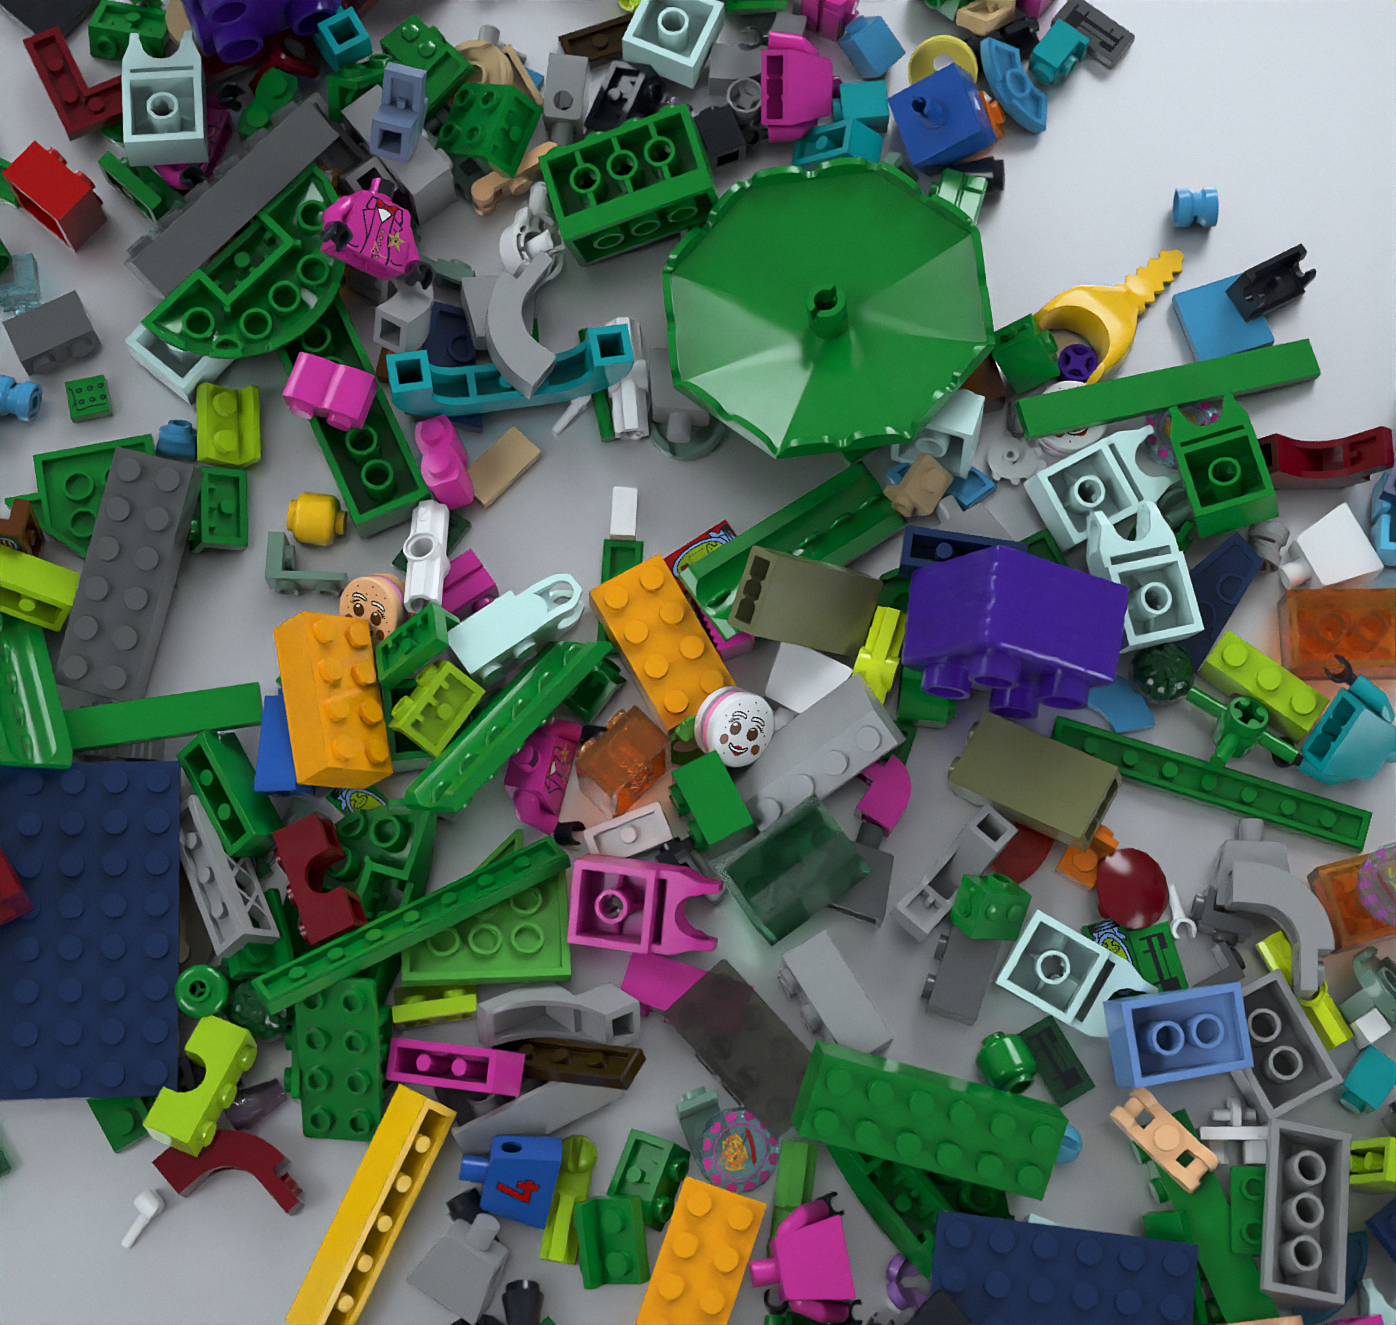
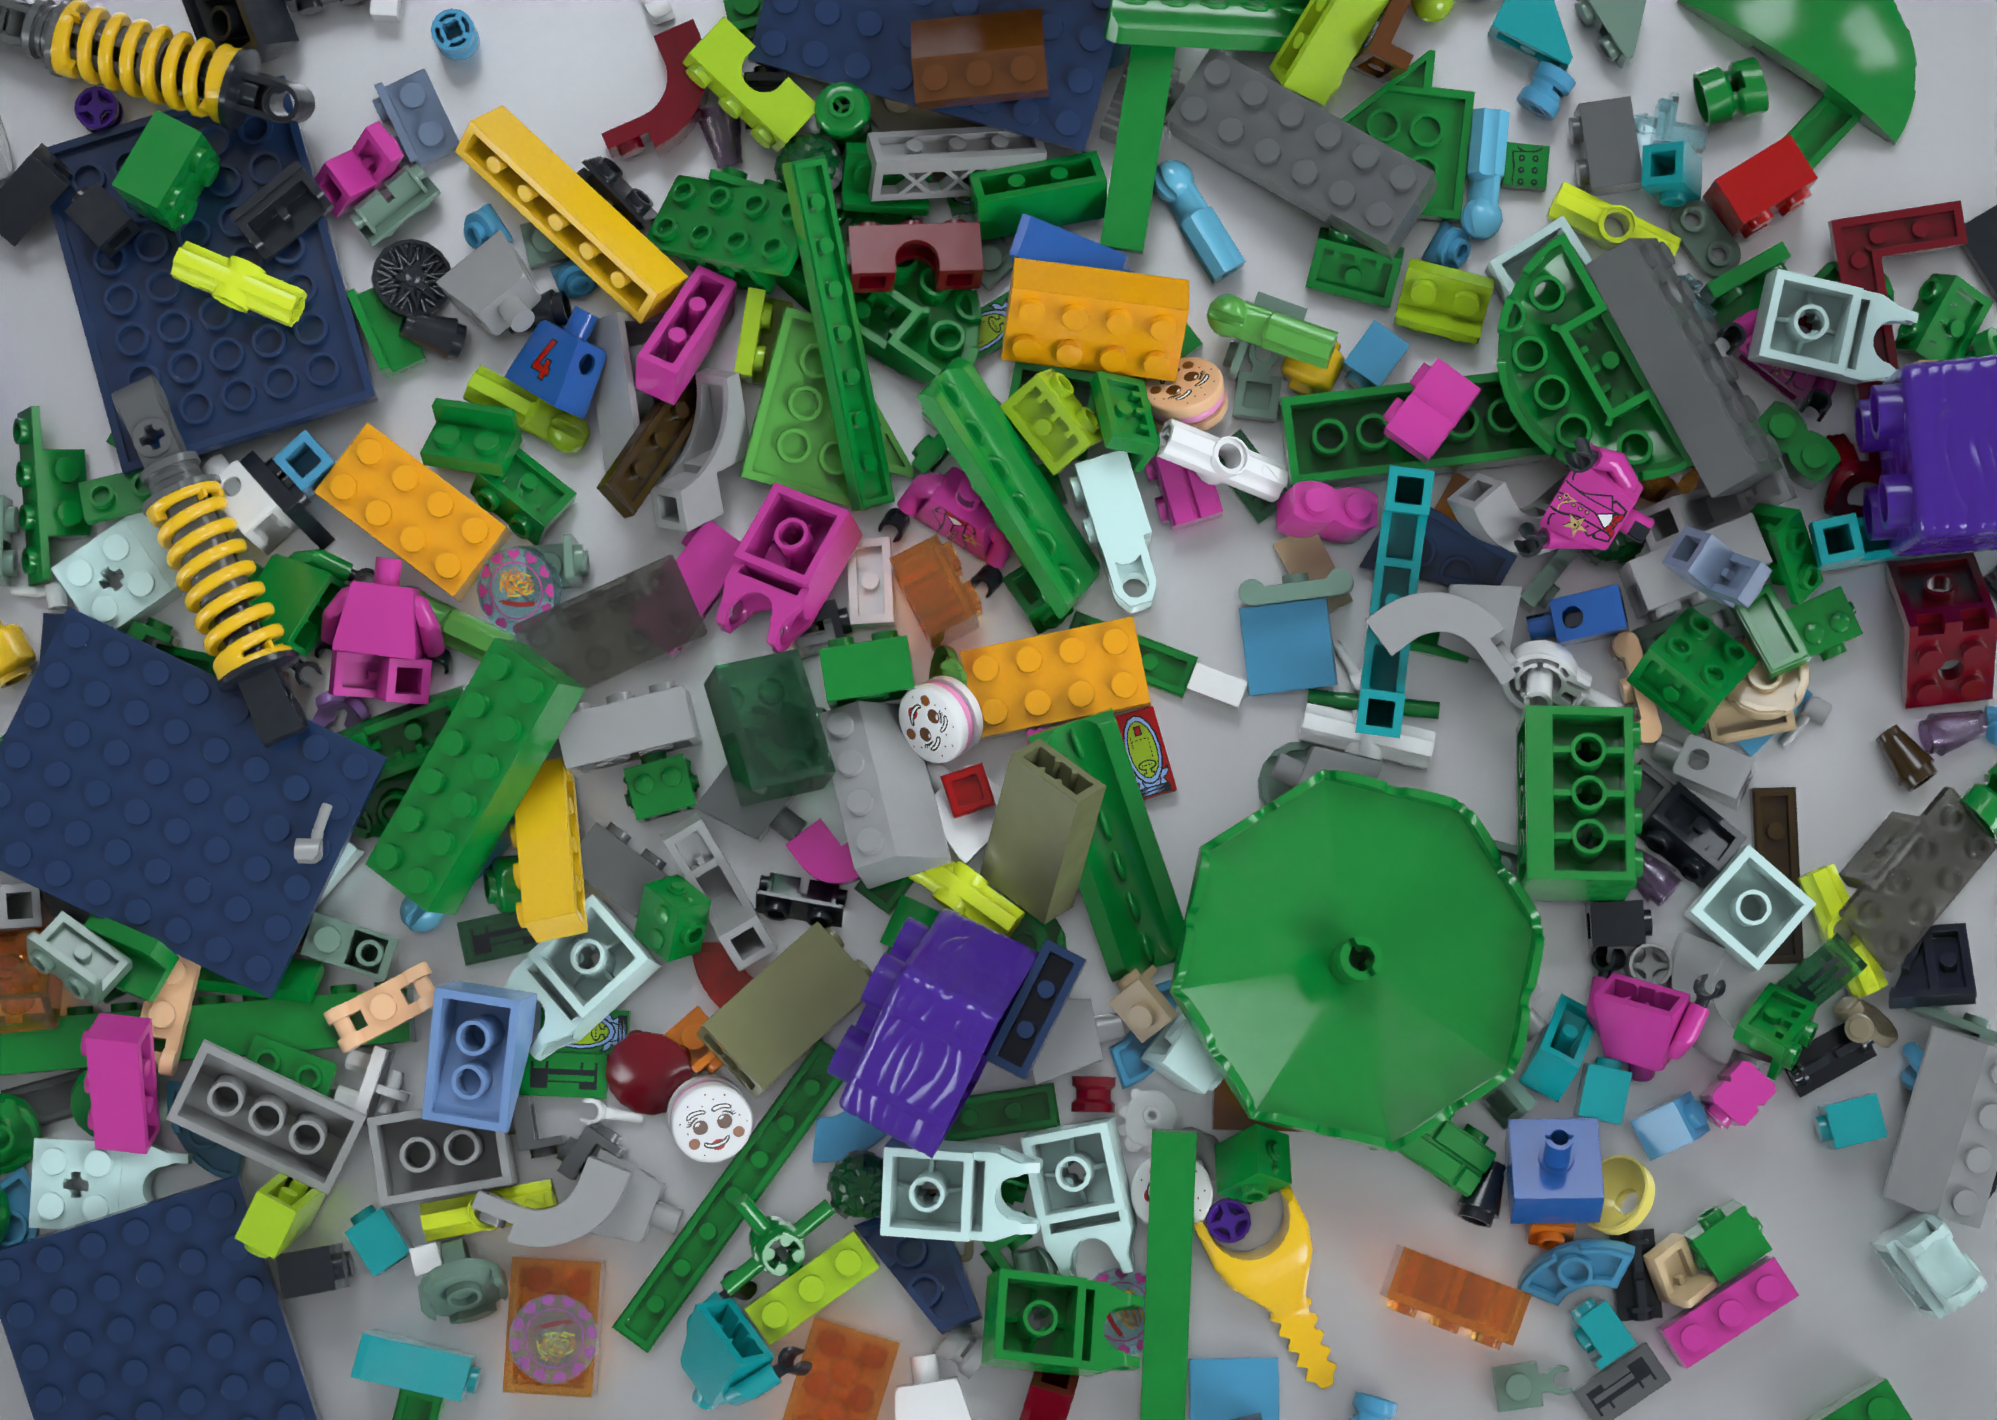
camera: 115 degrees right, 10 degrees up
(62, 271) = (1671, 173): none -> teal brick
(104, 425) = (1485, 169): none -> medium azure piece
(113, 236) = (1700, 240): none -> sand green plate
(116, 327) = (1587, 216): none -> neon yellow piece
(118, 872) = (979, 59): none -> reddish brown slope
(217, 651) = (1197, 220): none -> medium azure piece
(294, 468) = (1374, 357): none -> dark azure brick
(297, 550) = (1272, 330): none -> bright green piece
(328, 1197) = (607, 181): none -> black hinge
(354, 556) = (1257, 391): none -> sand green plate
(407, 1302) = (482, 225): none -> dark azure plate
(410, 1242) = (539, 248): none -> sand green plate
(430, 1201) = (572, 279): none -> dark azure plate
(464, 218) = (1602, 617): none -> blue torso
(492, 819) = (929, 451): none -> green bracket
(519, 467) = (1296, 588): none -> sand green plate
(571, 464) = (1288, 646): none -> dark azure tile
(789, 684) = (968, 790): none -> red tile
(865, 1242) = (380, 677): none -> dark pink brick
(876, 960) = (660, 786): none -> green head
(932, 791) = (780, 899): none -> black hinge
(980, 1028) = (549, 856): none -> yellow brick
(1011, 506) = (1093, 1094): none -> dark red wheel
(1051, 1248) = (311, 850): none -> light grey hand
(1074, 166) = (1454, 1297): none -> clear orange brick
(1118, 1192) = (349, 946): none -> sand green slope
(1120, 104) = (1522, 1386): none -> sand green plate
(1152, 821) = (709, 1118): none -> white head

